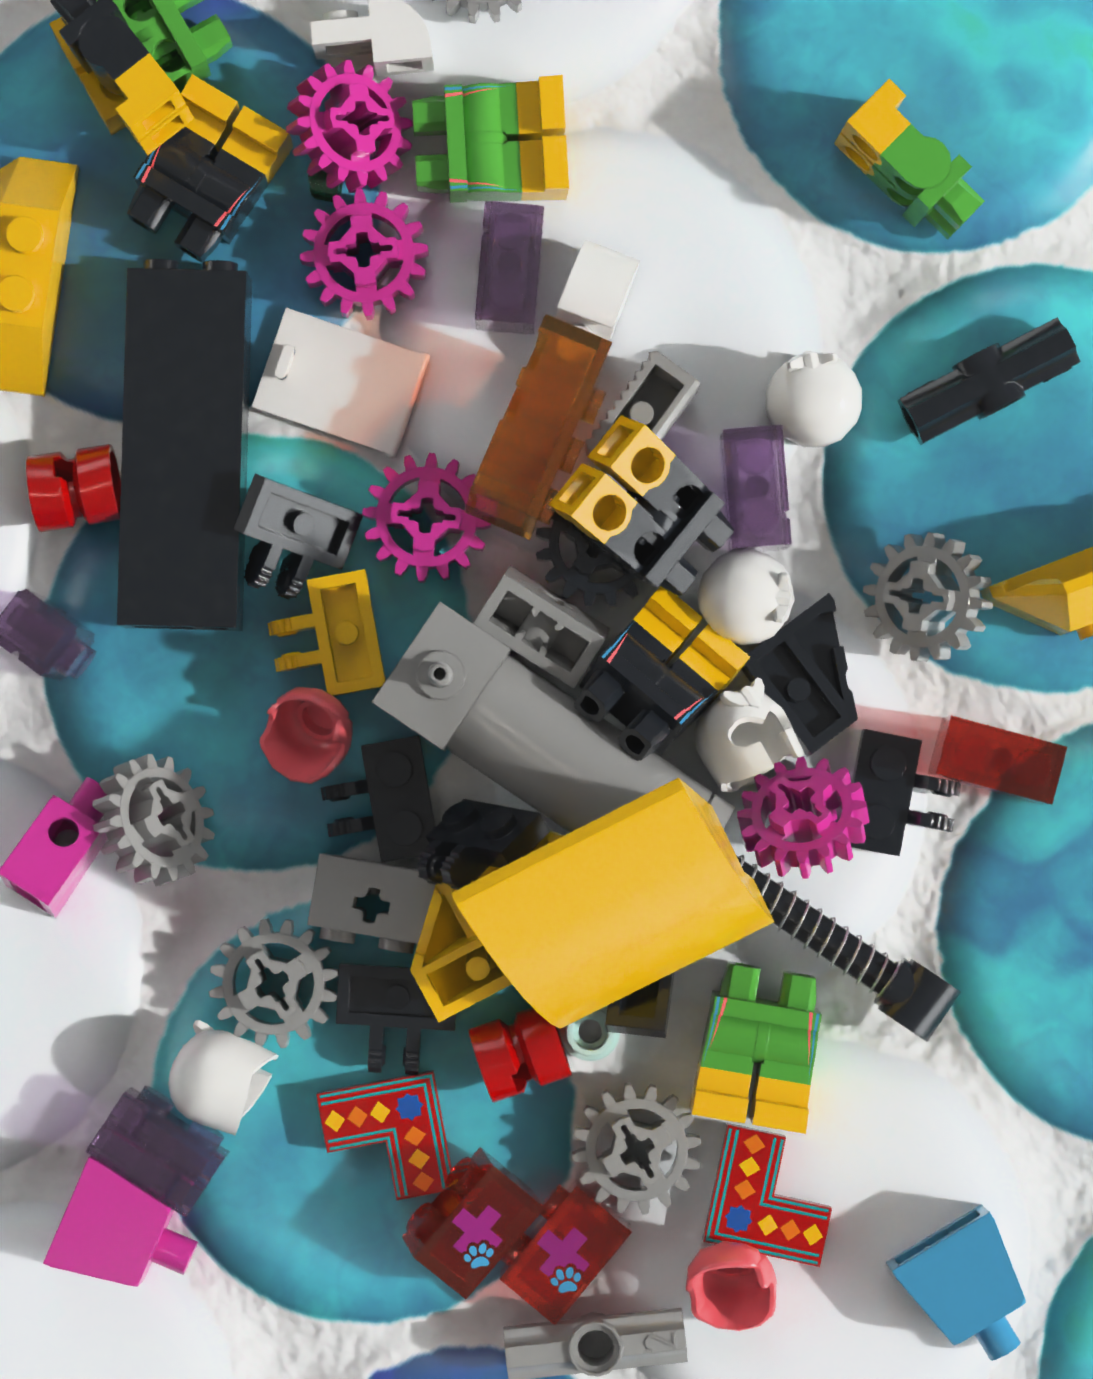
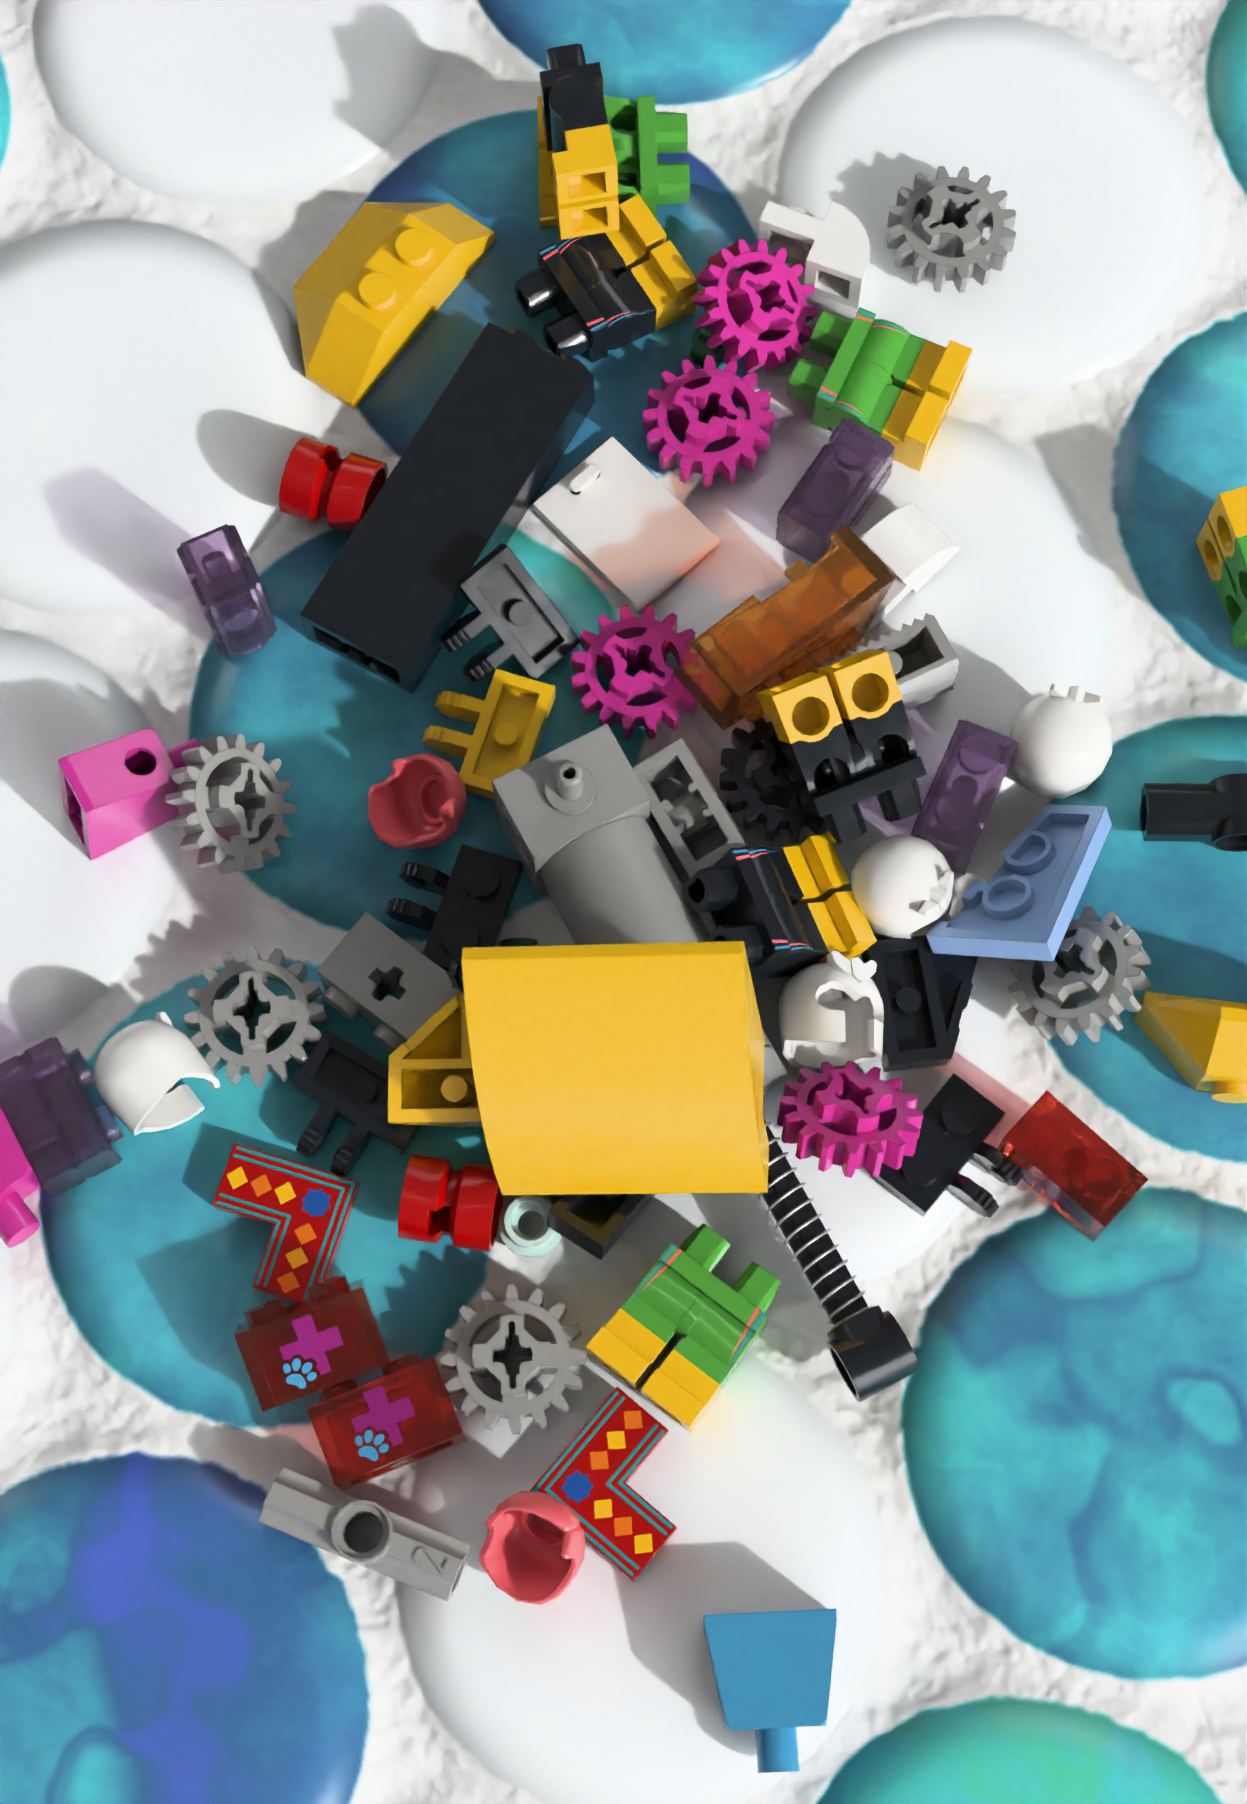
camera: 30 degrees right, 15 degrees down
(856, 544) = (1035, 891): none -> light blue wing

